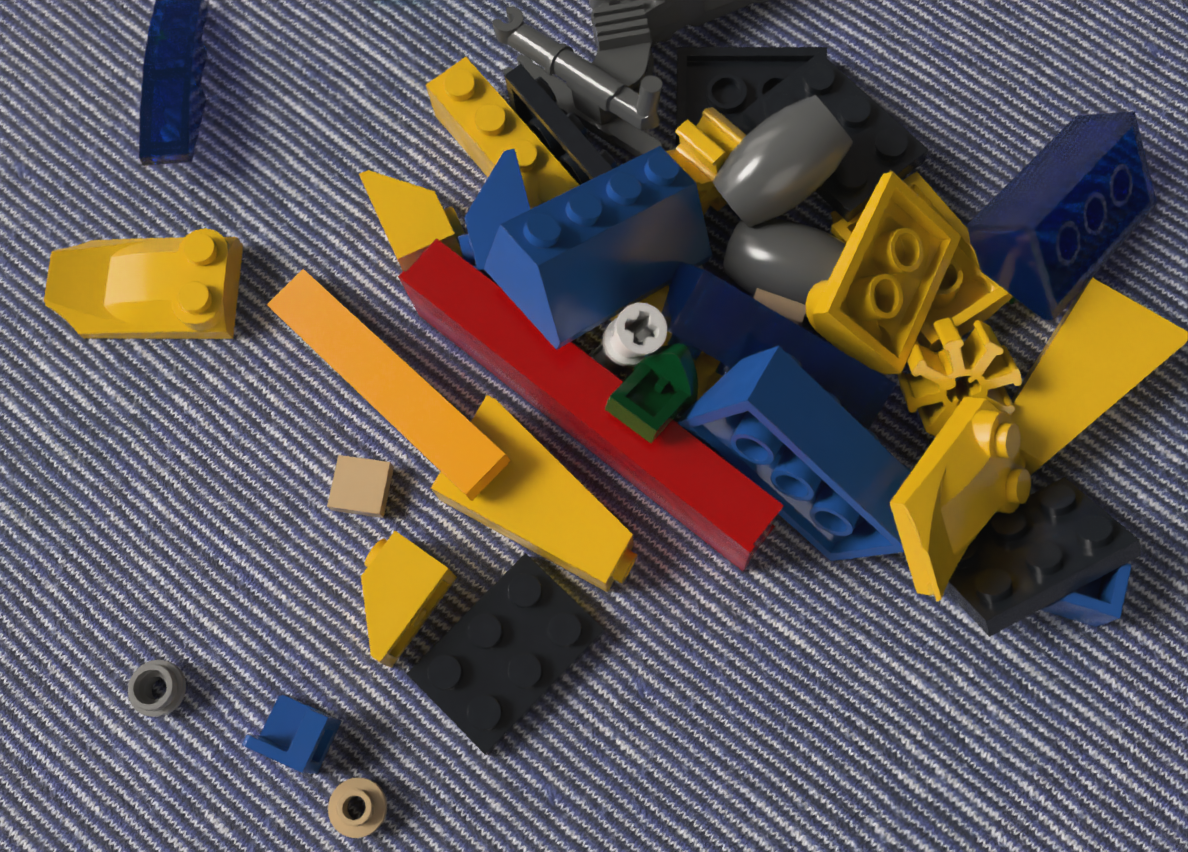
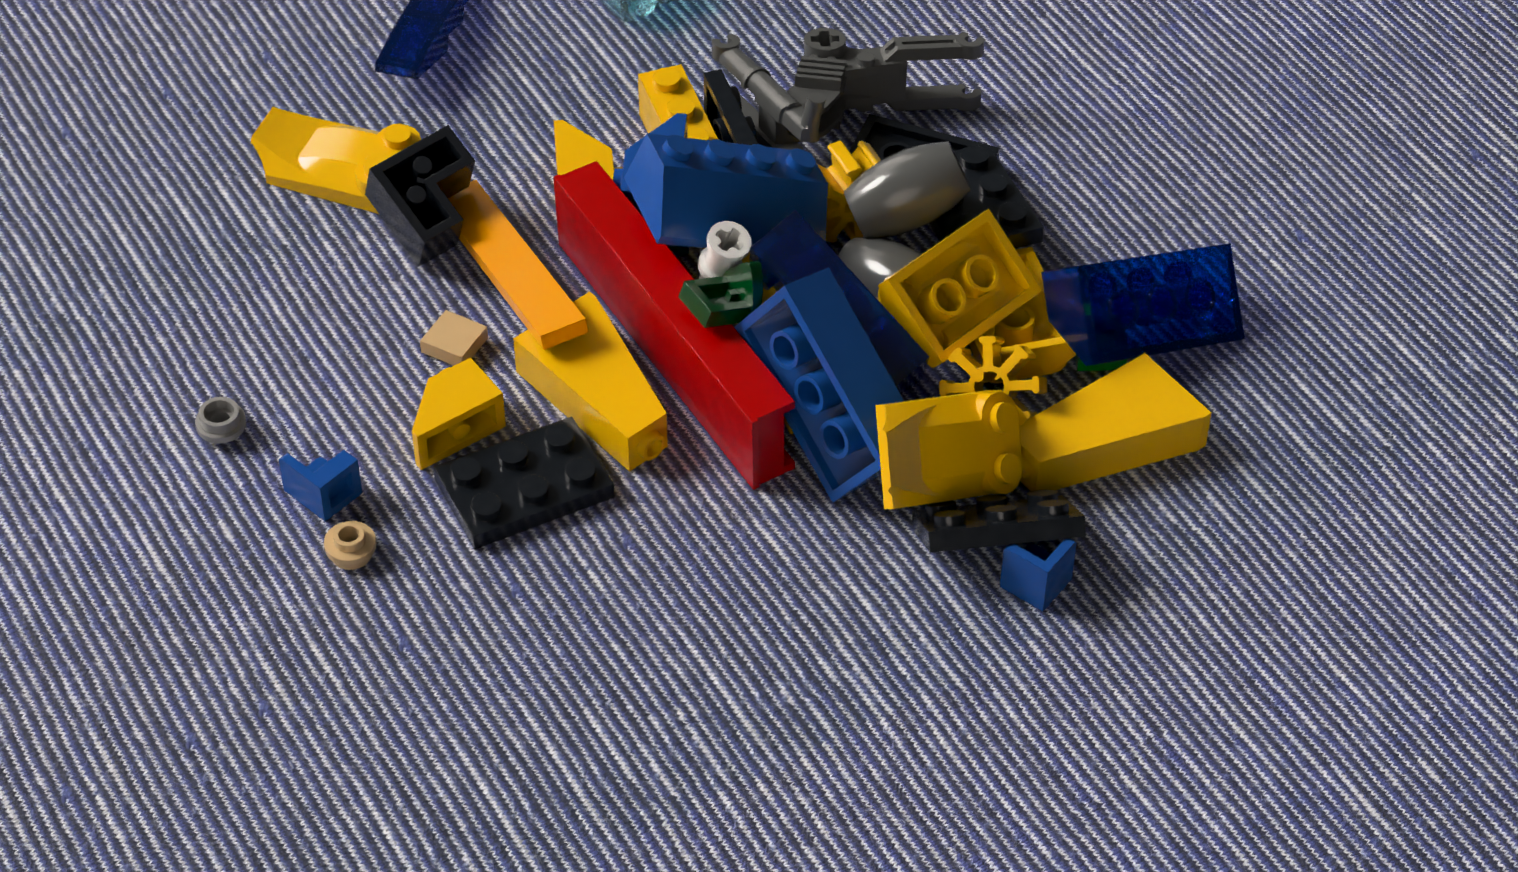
camera: 10 degrees right, 25 degrees down
(243, 323) = (414, 193): none -> black brick

